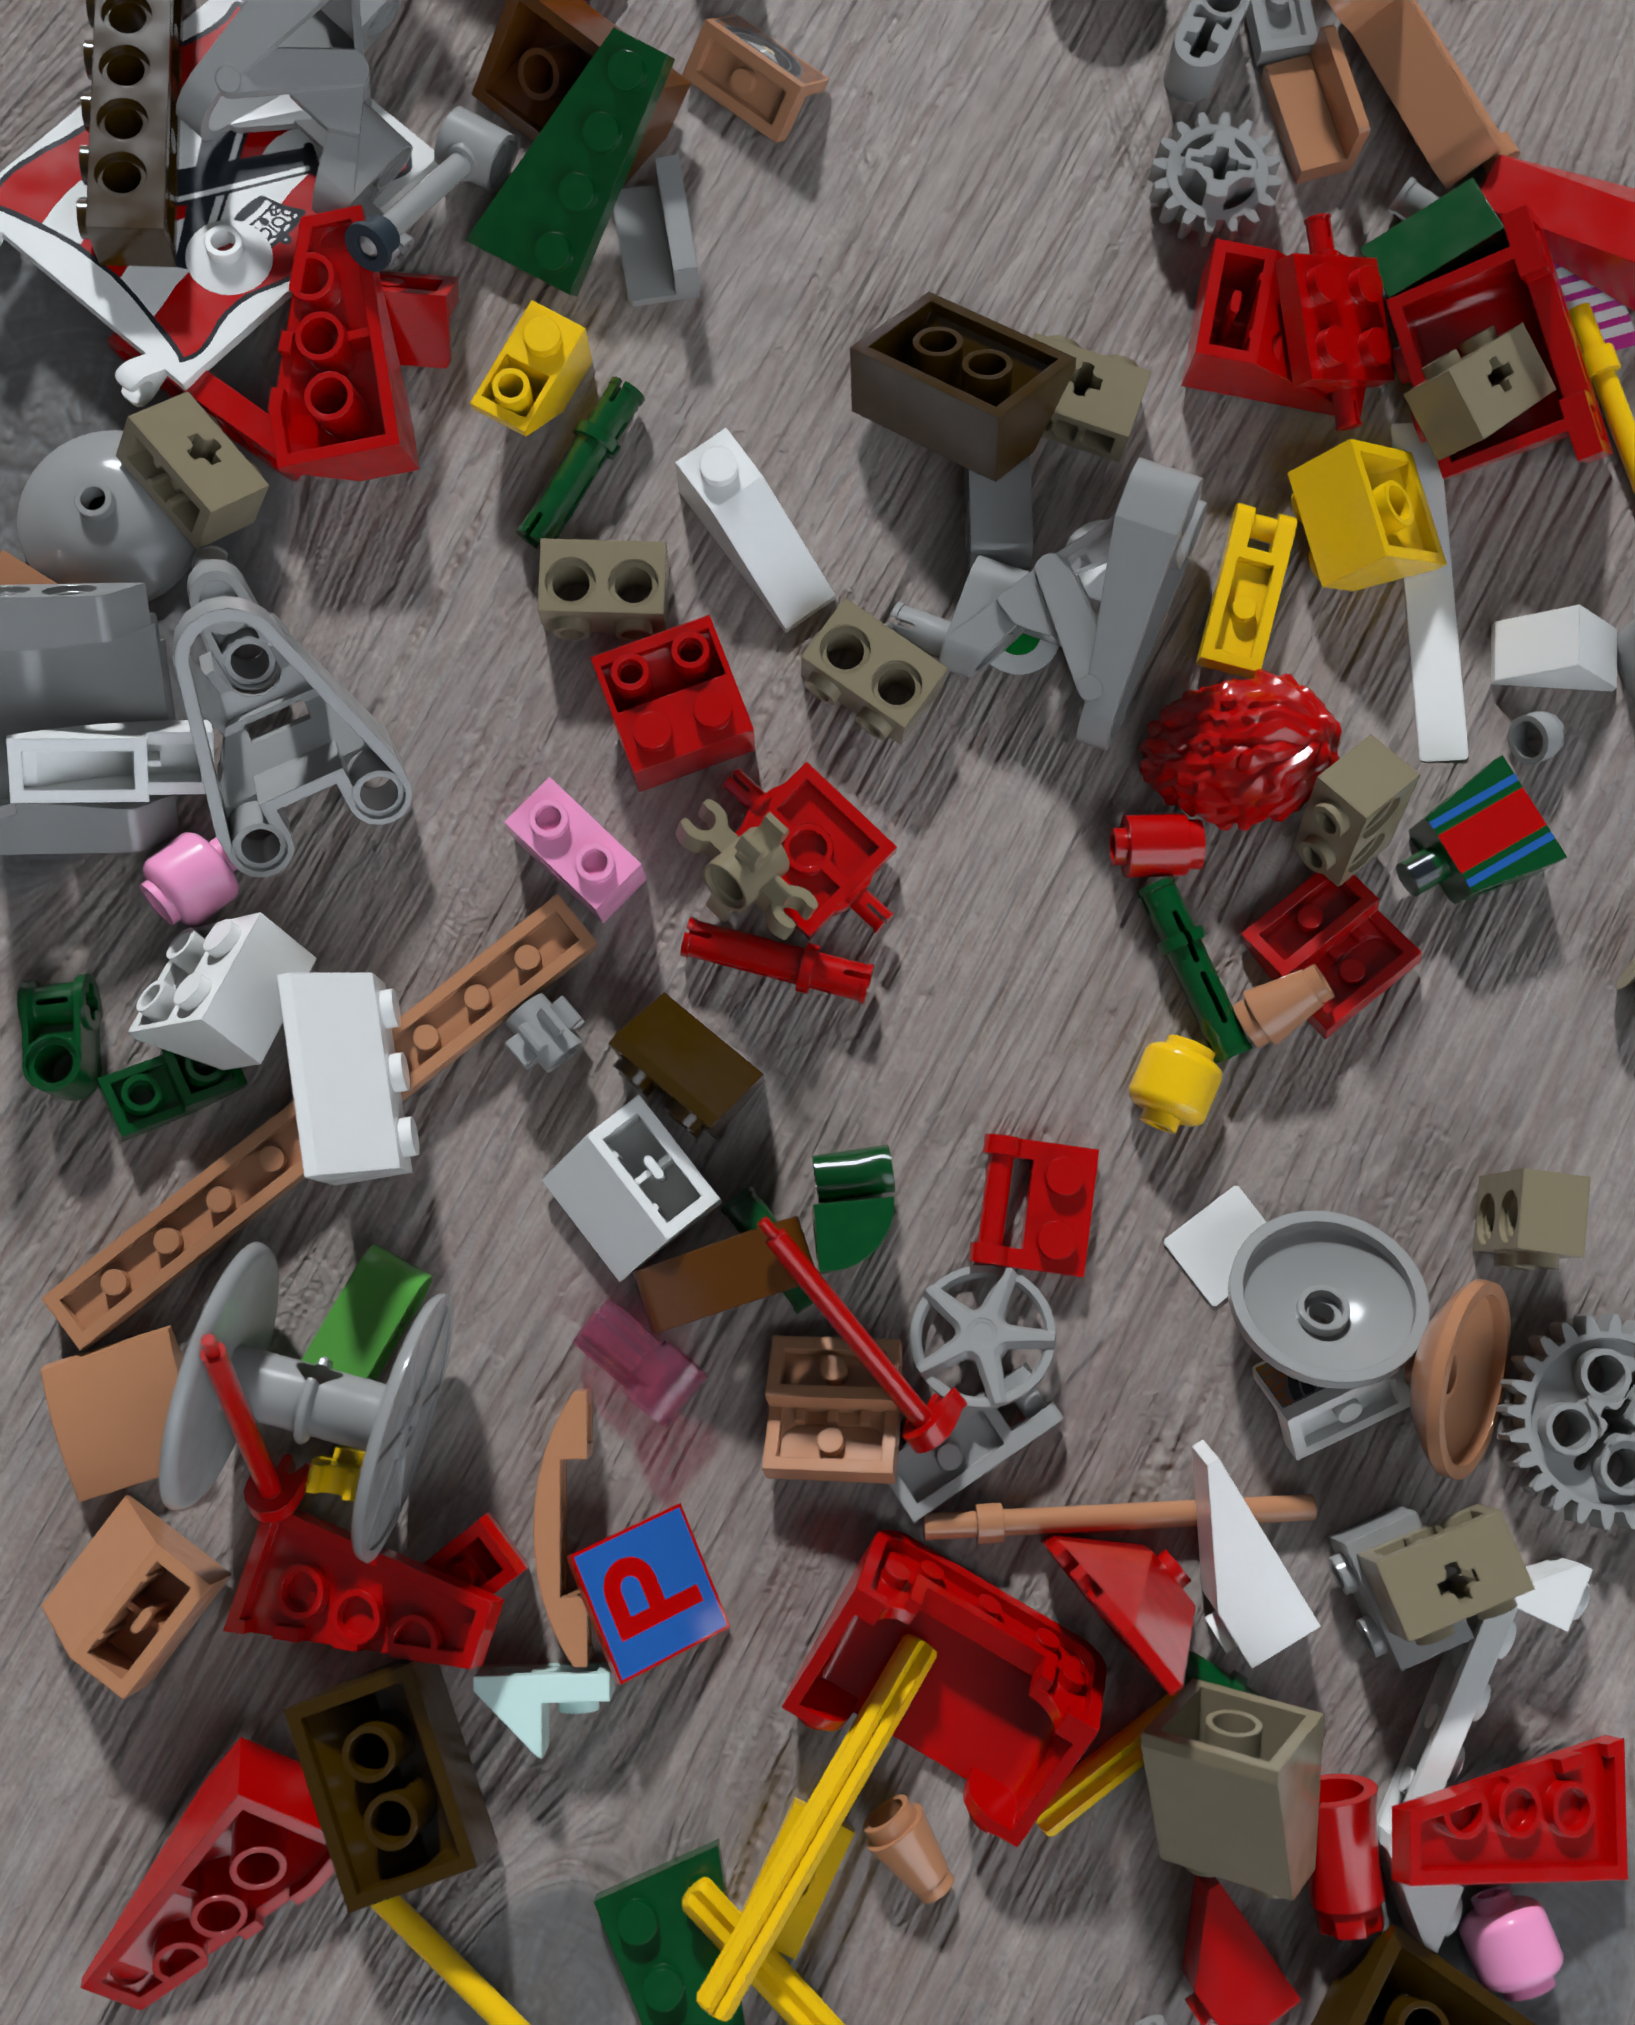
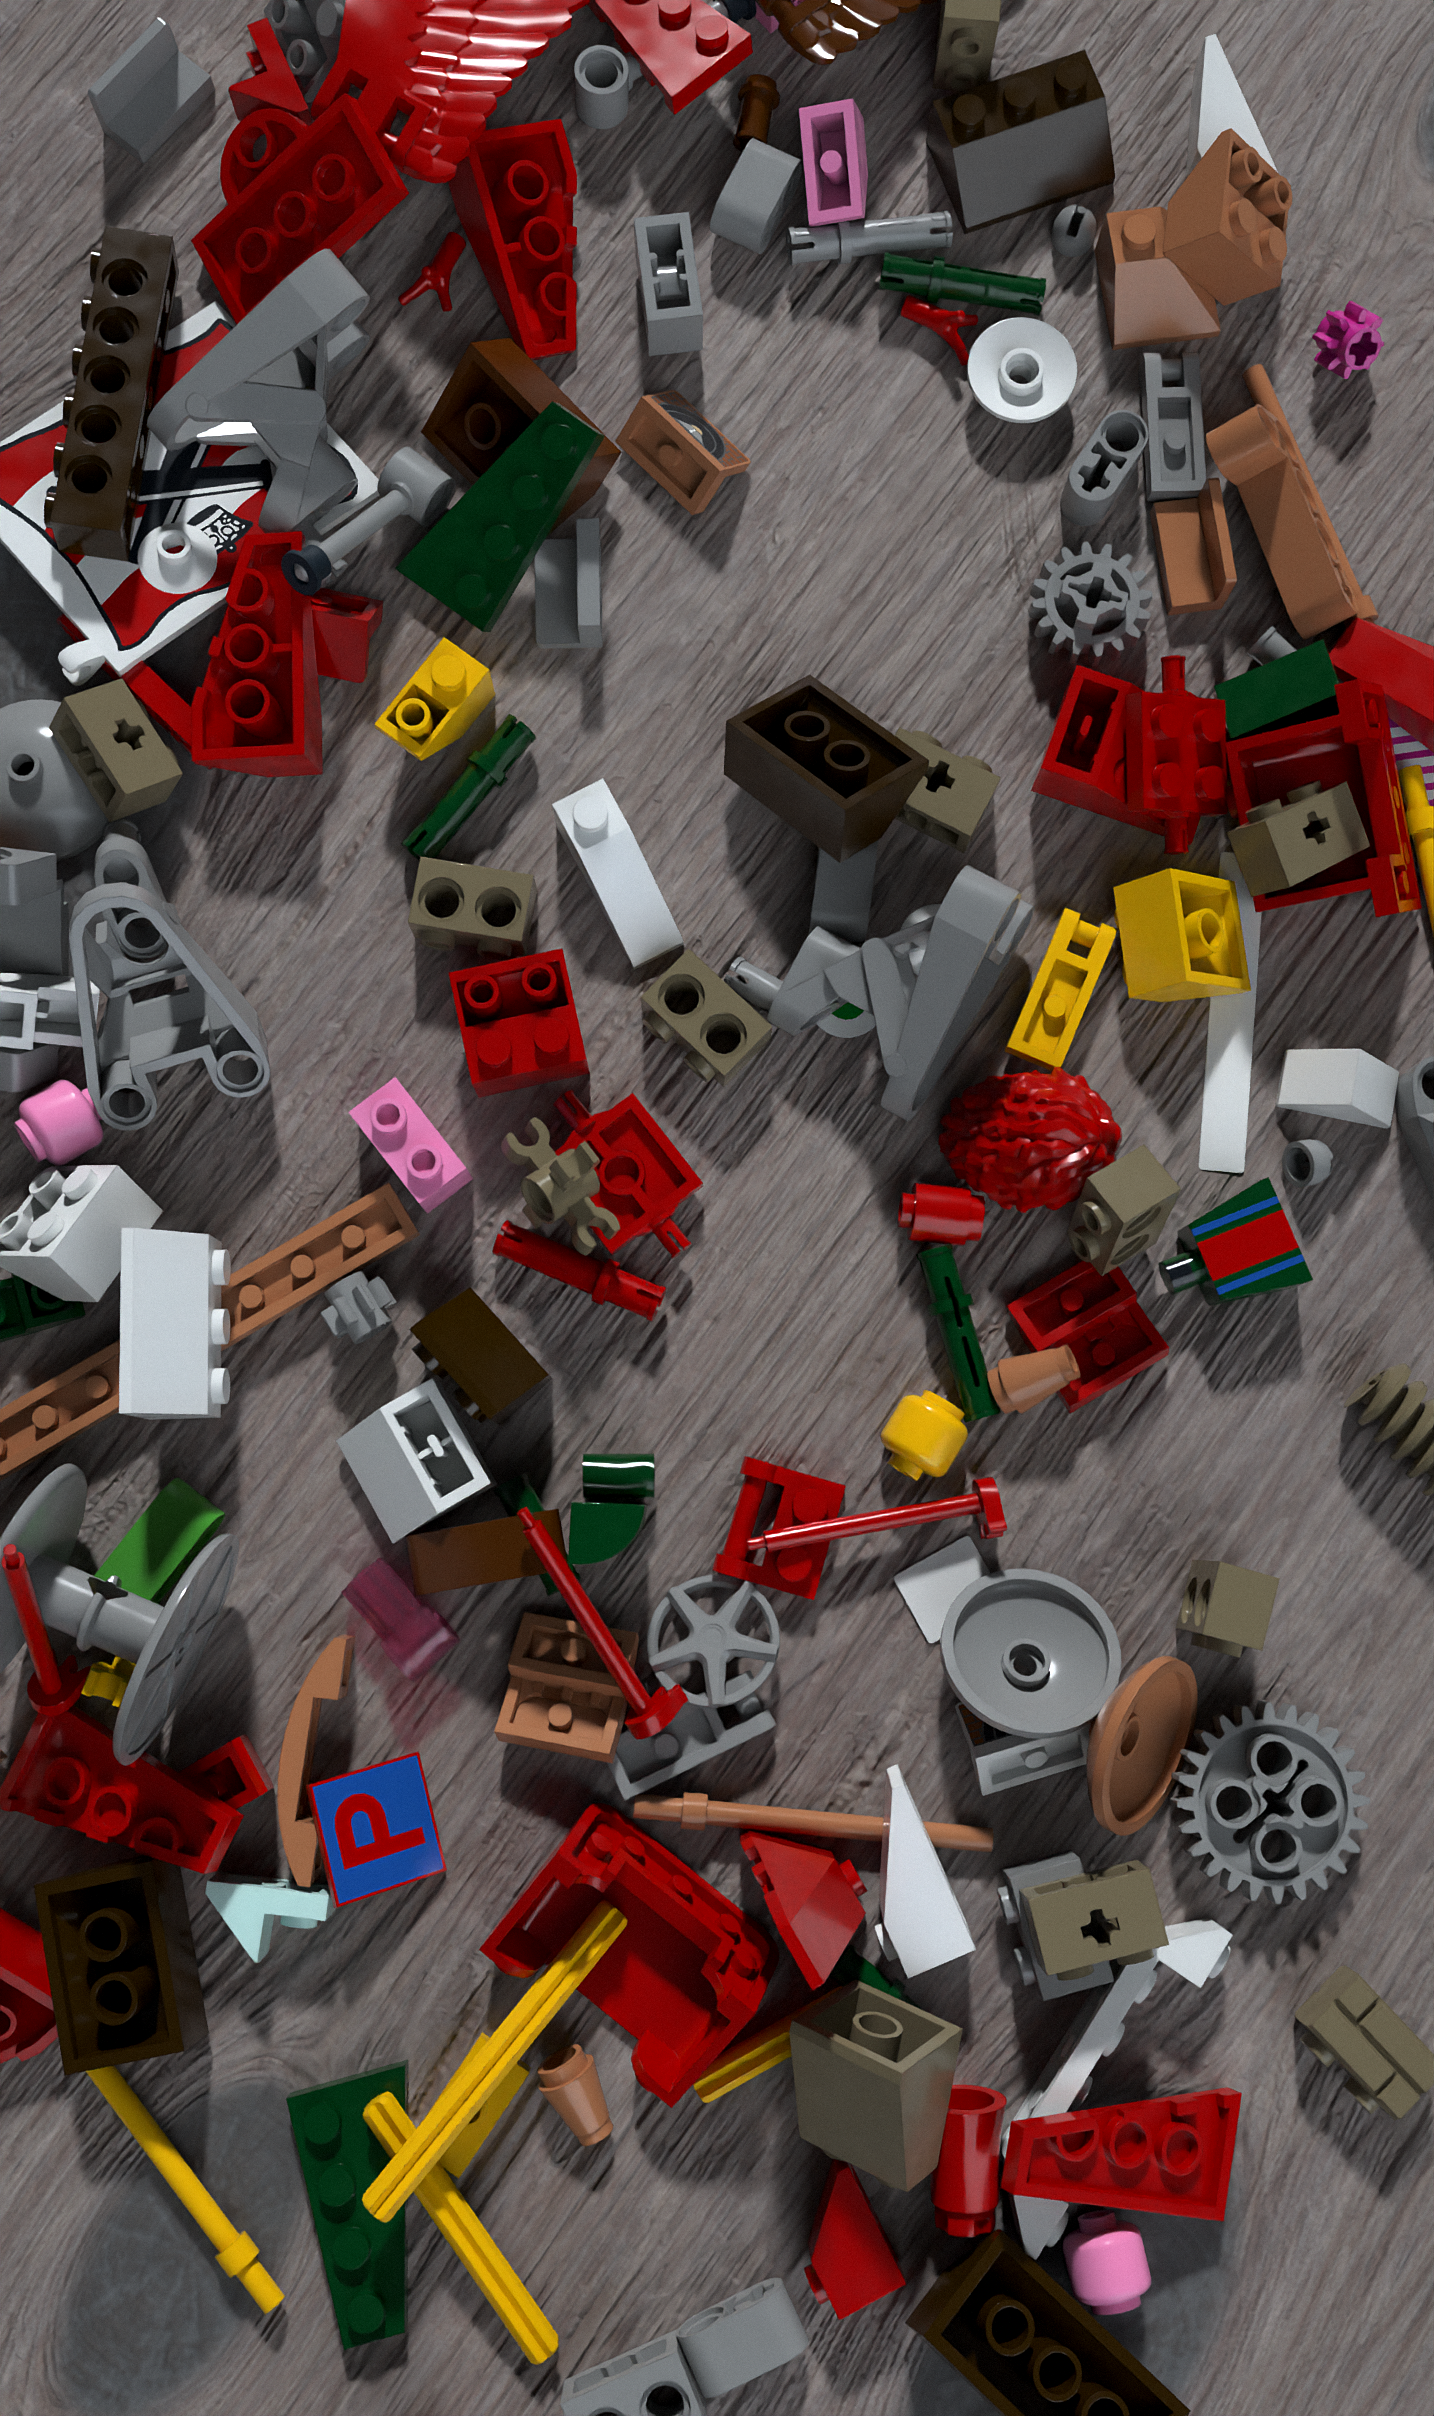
camera: 10 degrees right, 0 degrees up
(1249, 1145) = (983, 1502): none -> red piece

